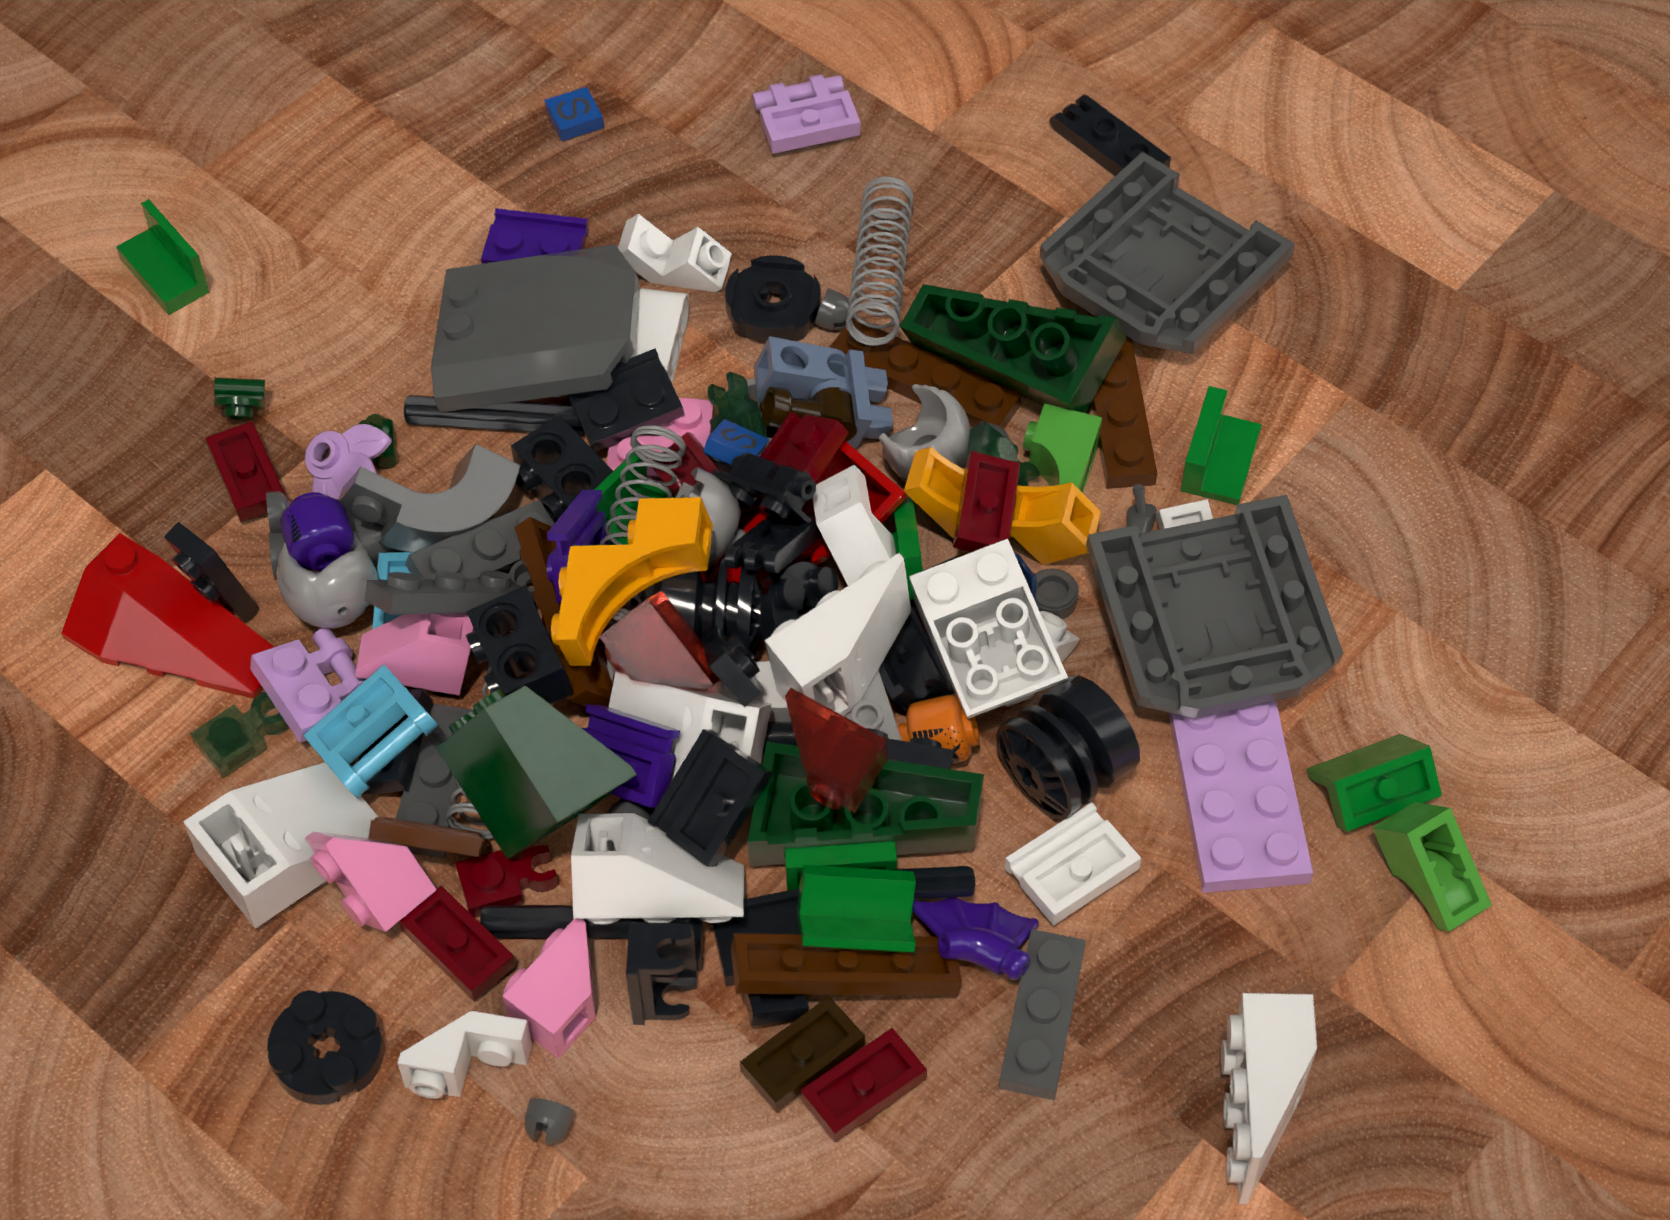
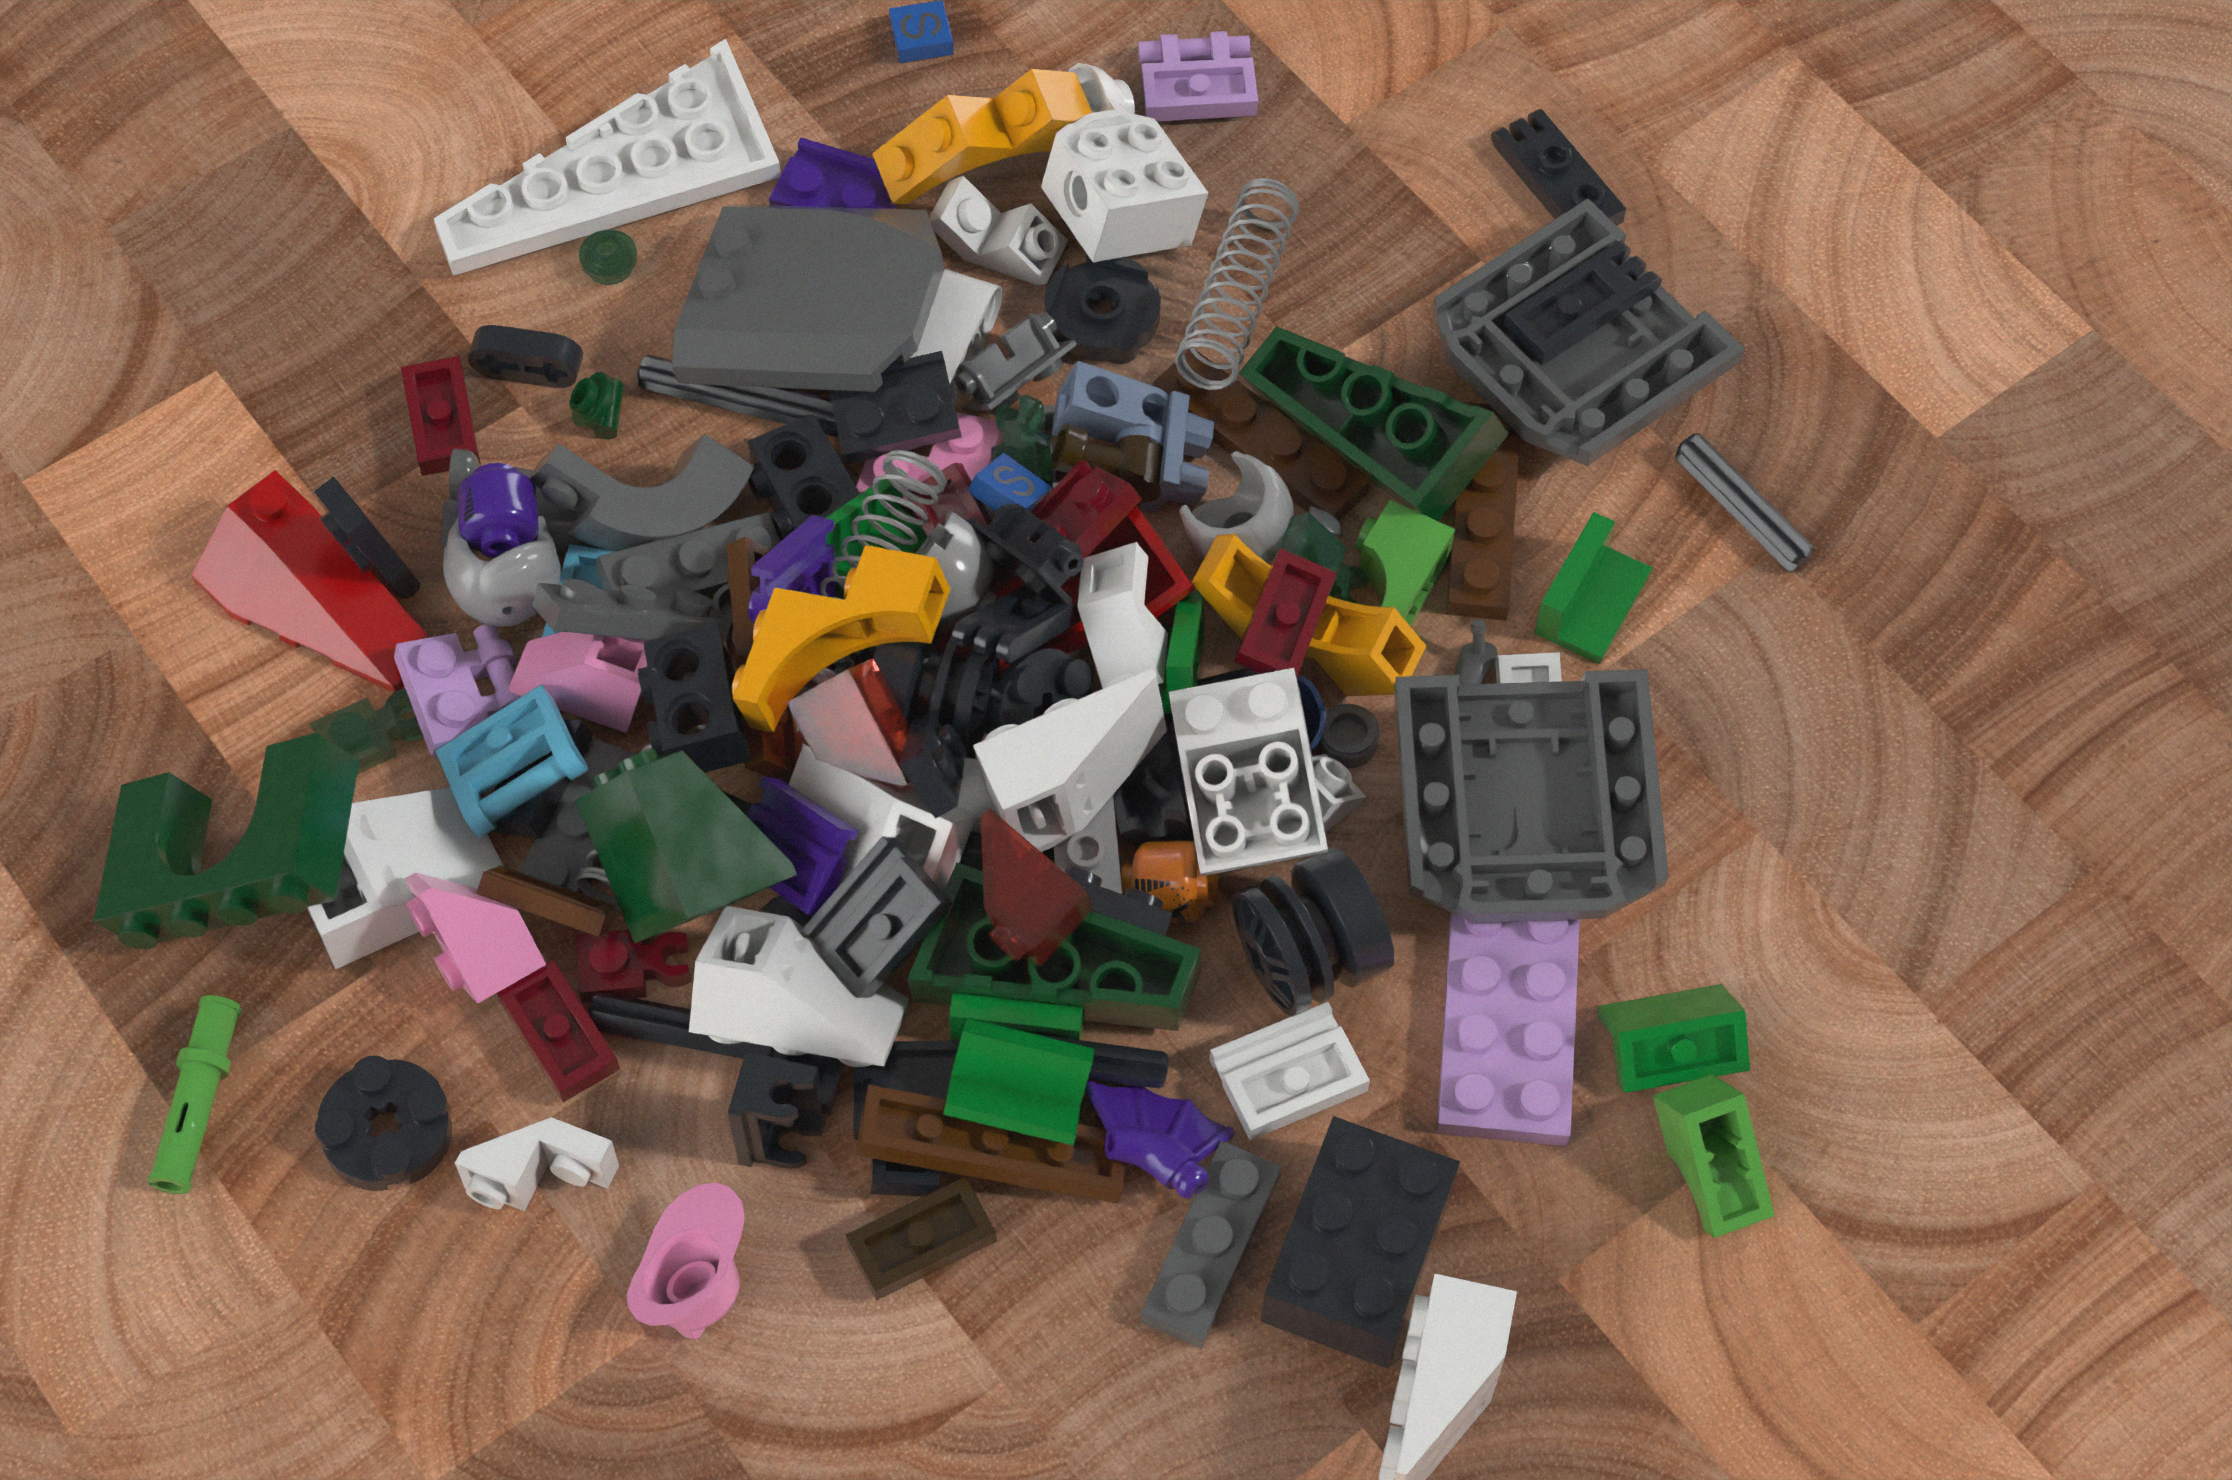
camera: 10 degrees right, 5 degrees up
(158, 1030) = (201, 1070): none -> bright green pin
(164, 262) = (399, 141): green panel -> none
(198, 844) = (280, 865): none -> dark green arch
(239, 397) = (450, 321): dark green plate -> none
(306, 412) = (525, 356): none -> black beam
(347, 453) = (560, 420): lavender plate -> none
(357, 251) = (631, 163): none -> white wing
(357, 325) = (608, 268): none -> clear green plate
(547, 1117) = (612, 1255): dark grey hinge -> none
(555, 990) = (658, 1109): bright pink slope -> none
(615, 1107) = (689, 1262): none -> bright pink piece
(635, 178) = (976, 131): none -> light orange arch
(726, 345) = (1032, 356): none -> dark grey hinge
(763, 192) = (1121, 177): none -> white brick
(833, 310) = (1168, 333): dark grey hinge -> none
(863, 1084) = (982, 1288): dark red plate -> none
(1156, 230) = (1580, 302): none -> black hinge
(1167, 987) = (1359, 1242): none -> black brick
(1321, 362) = (1744, 502): none -> axle

